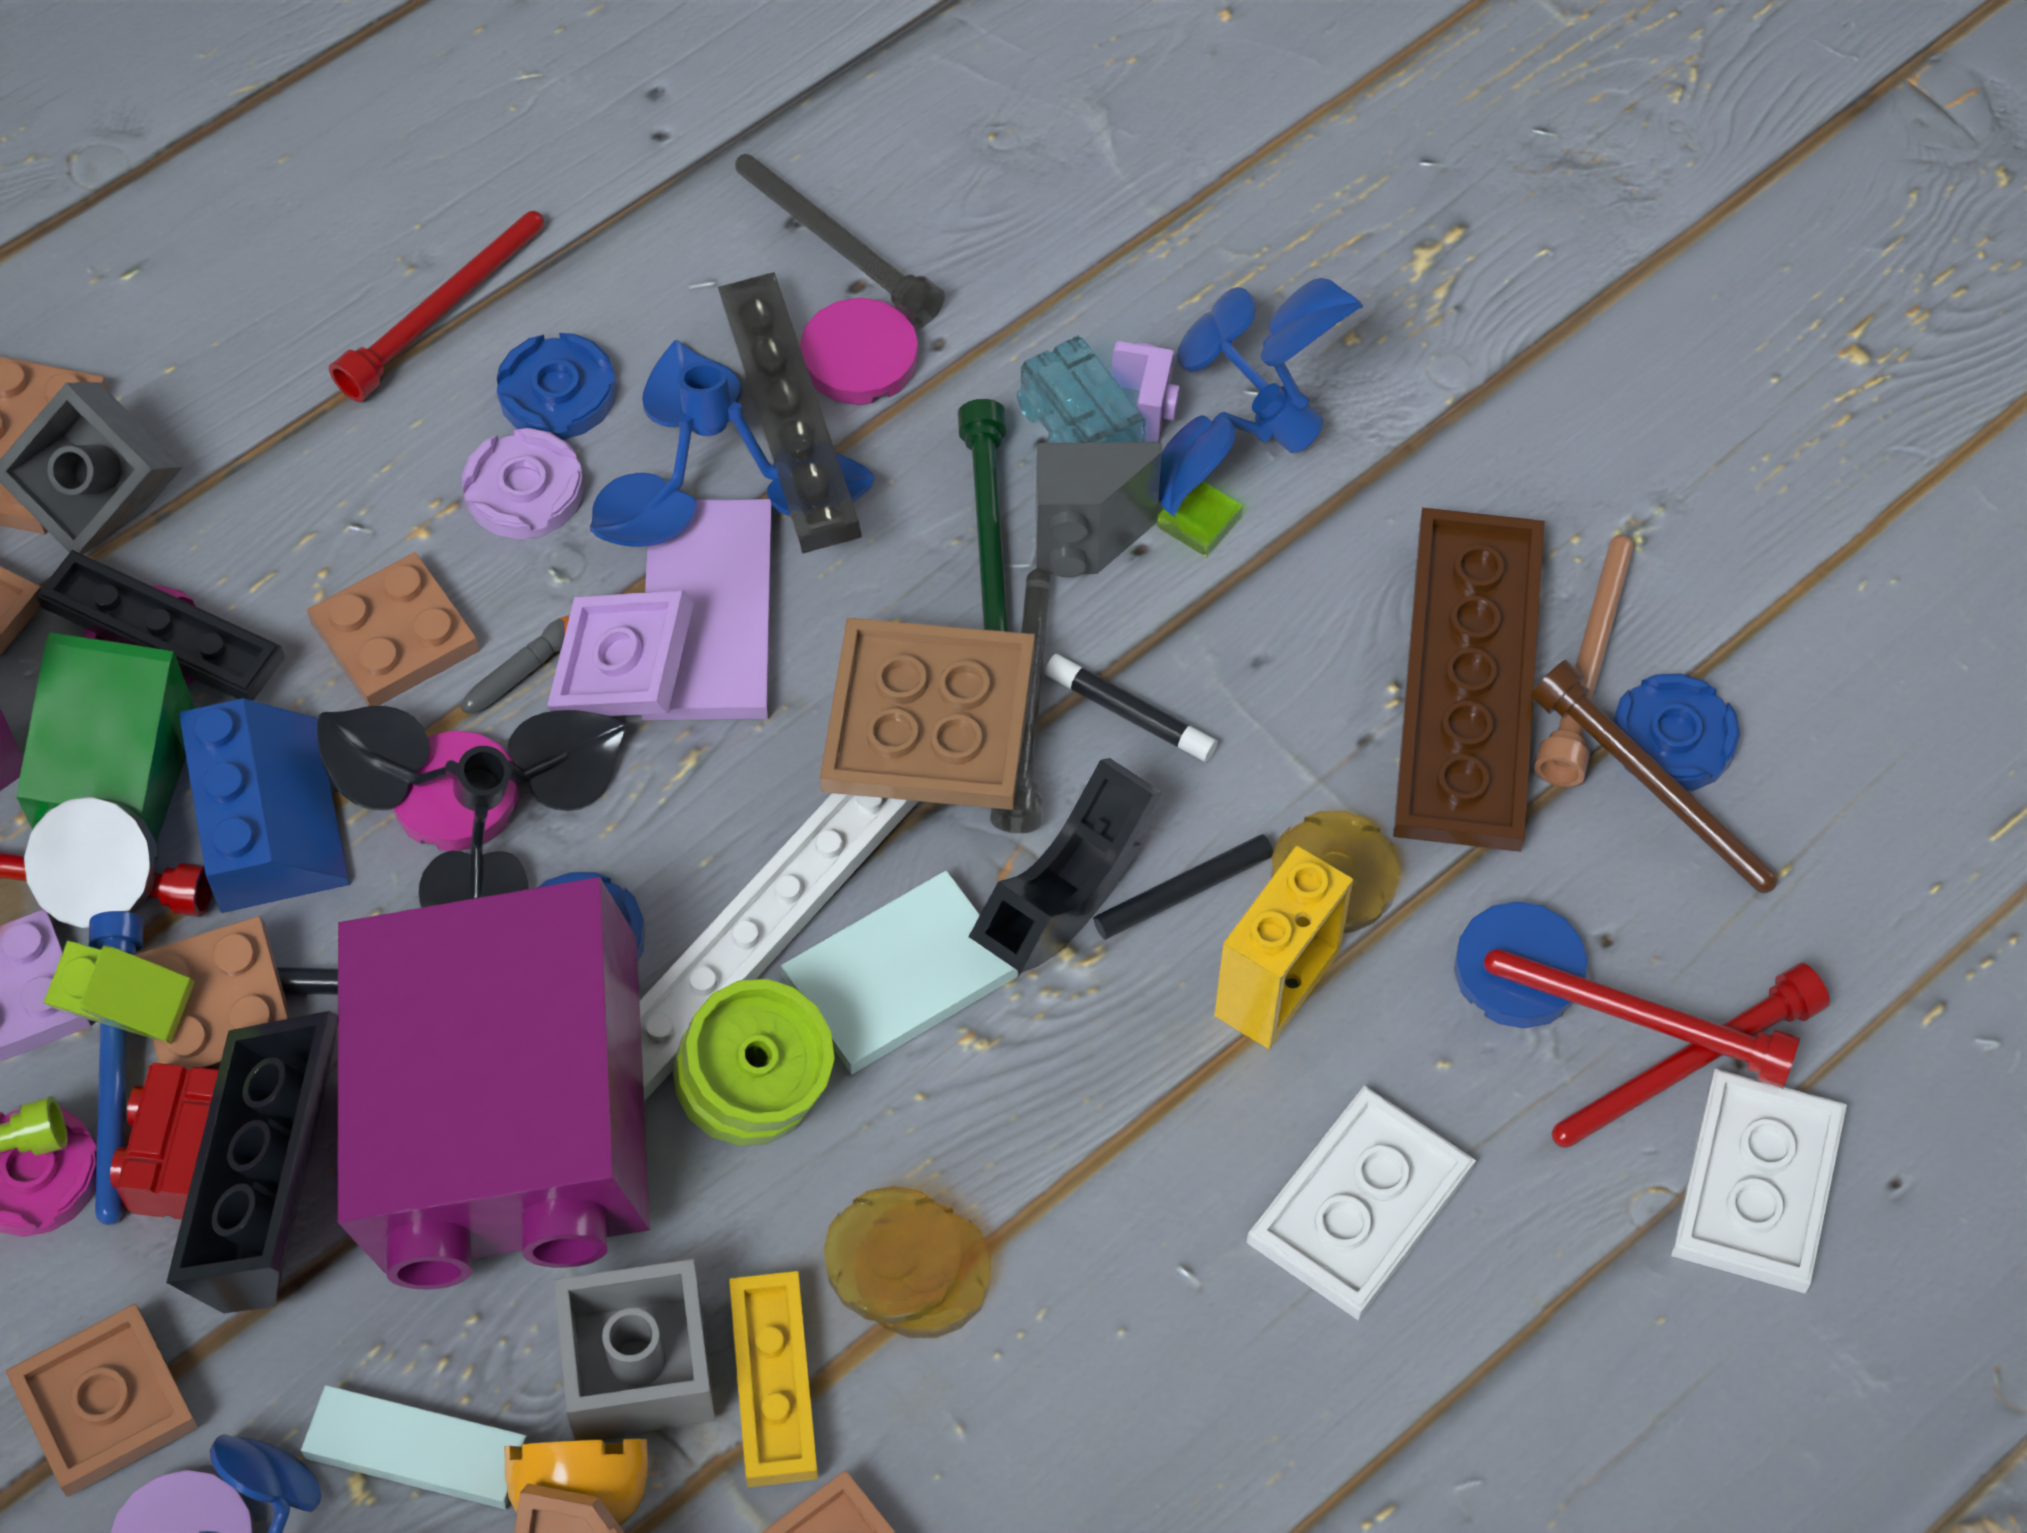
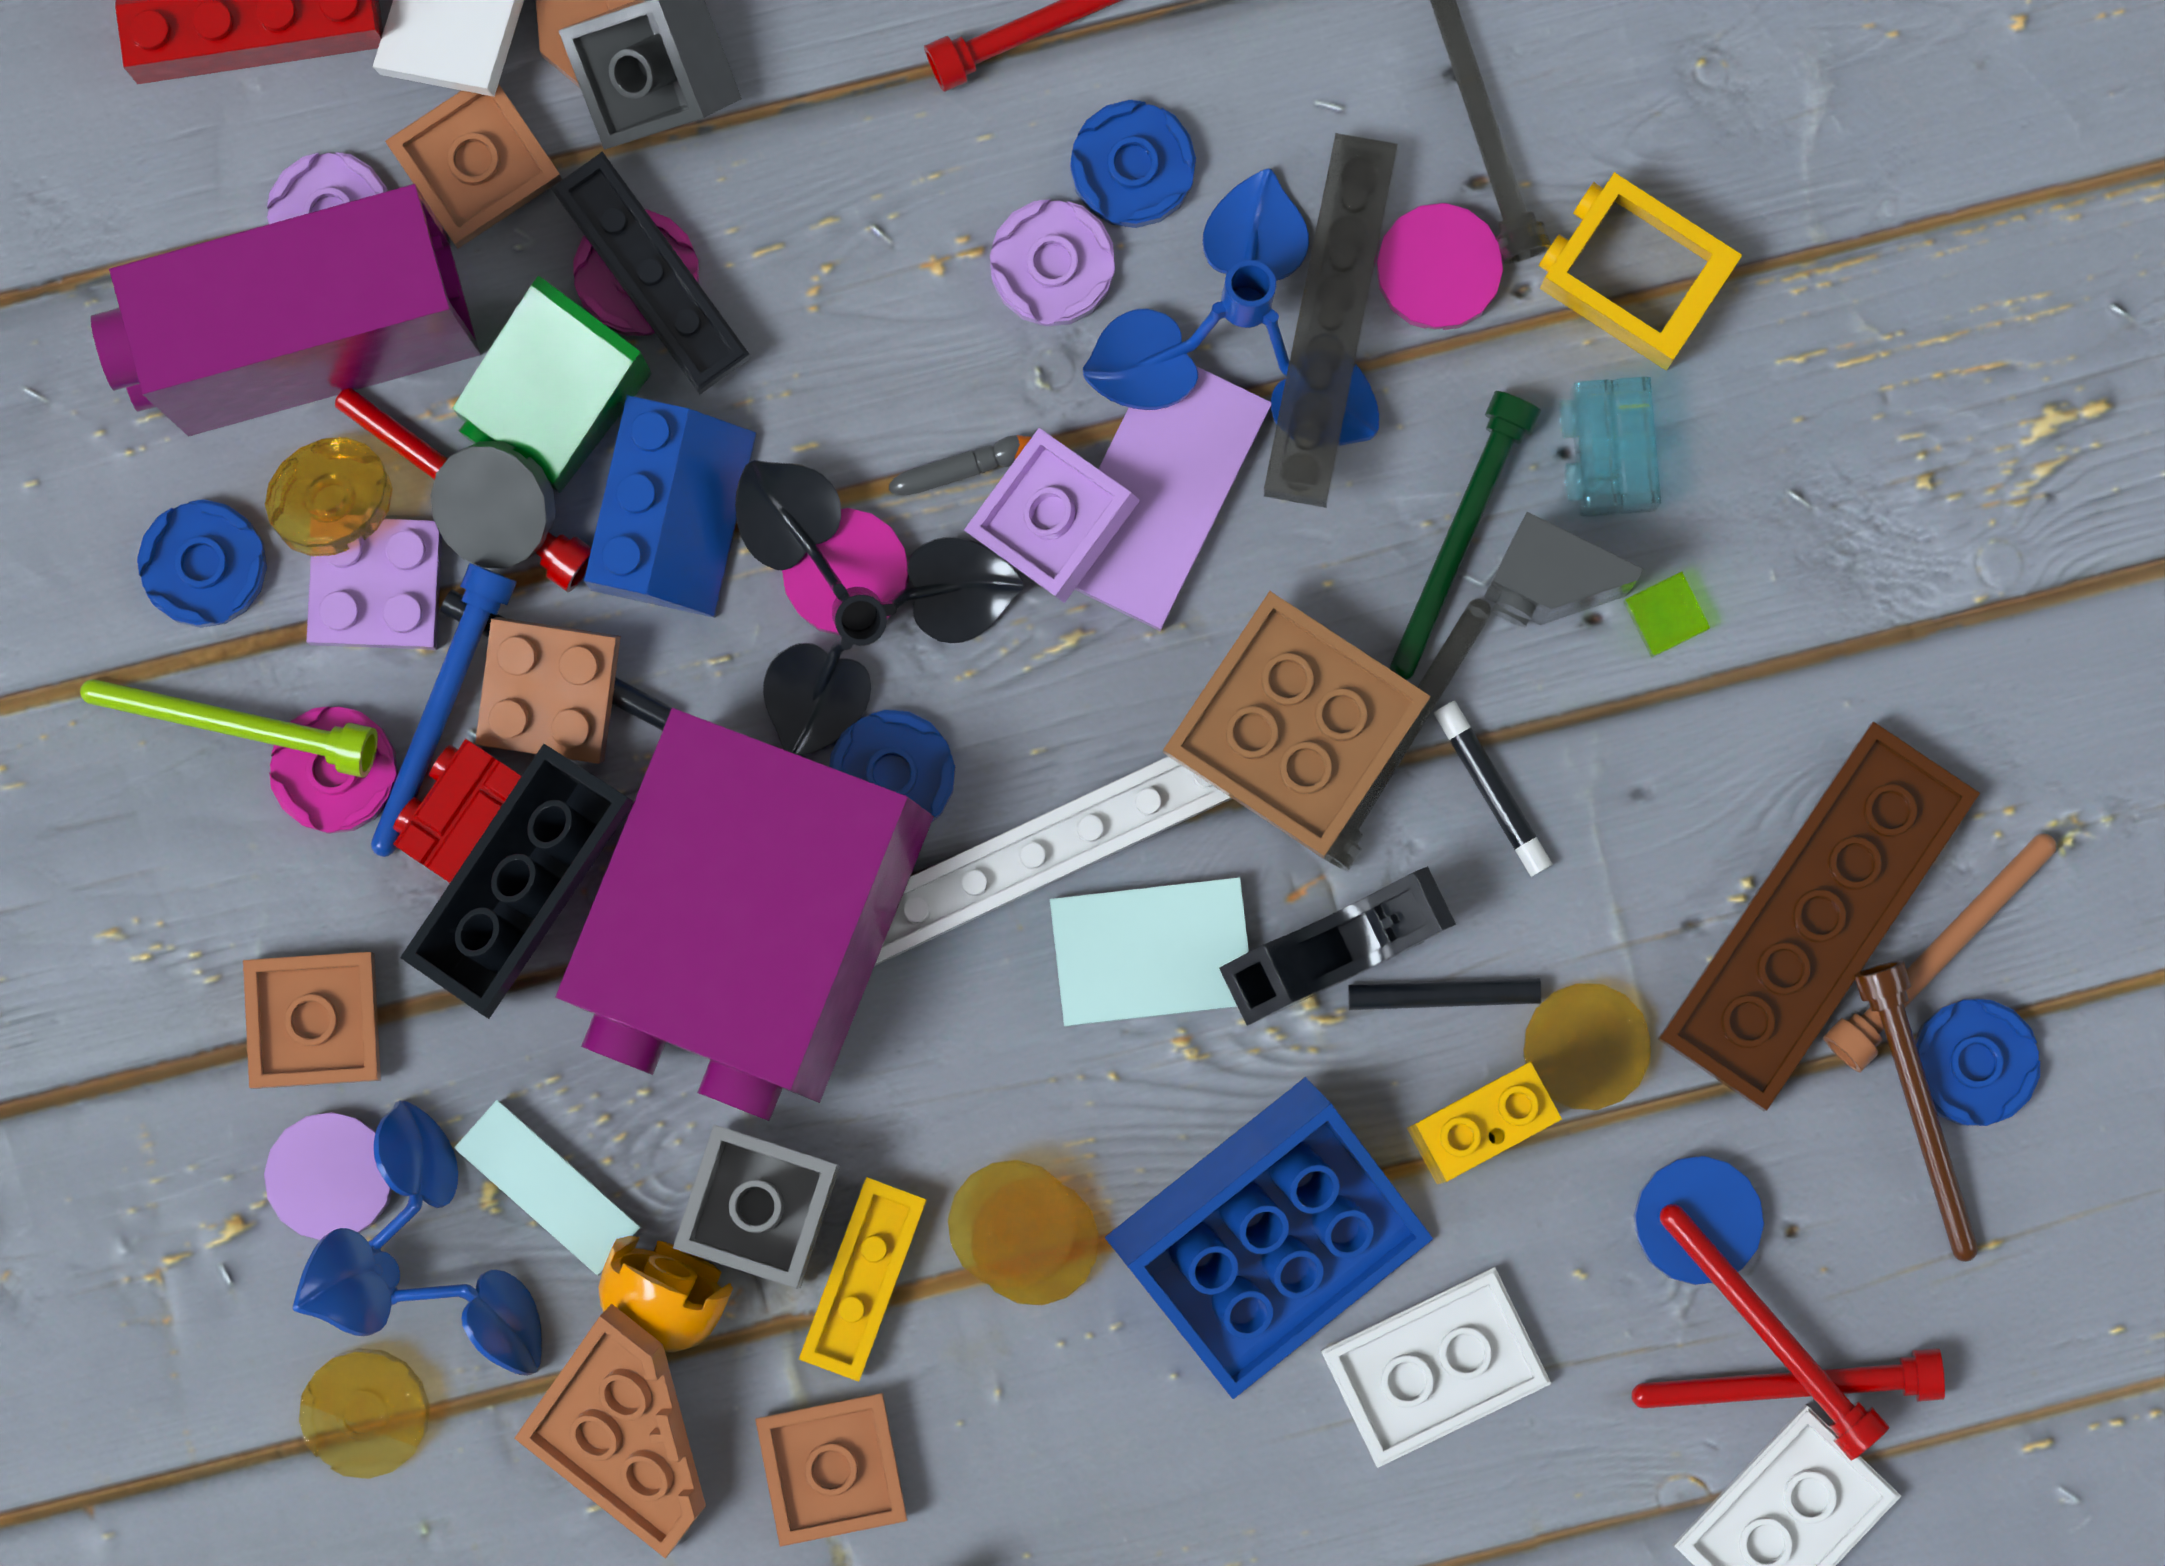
camera: 30 degrees right, 25 degrees up
(119, 991) = (465, 657): lime slope -> none
(393, 630) = (862, 369): nougat plate -> none
(762, 1024) = (1012, 990): lime wheel -> none
(1020, 317) = (1563, 253): none -> yellow window
(1142, 1155) = (1269, 1237): none -> blue slope
(1150, 371) = (1693, 470): lavender bracket -> none
(1278, 410) = (1837, 528): blue plant -> none

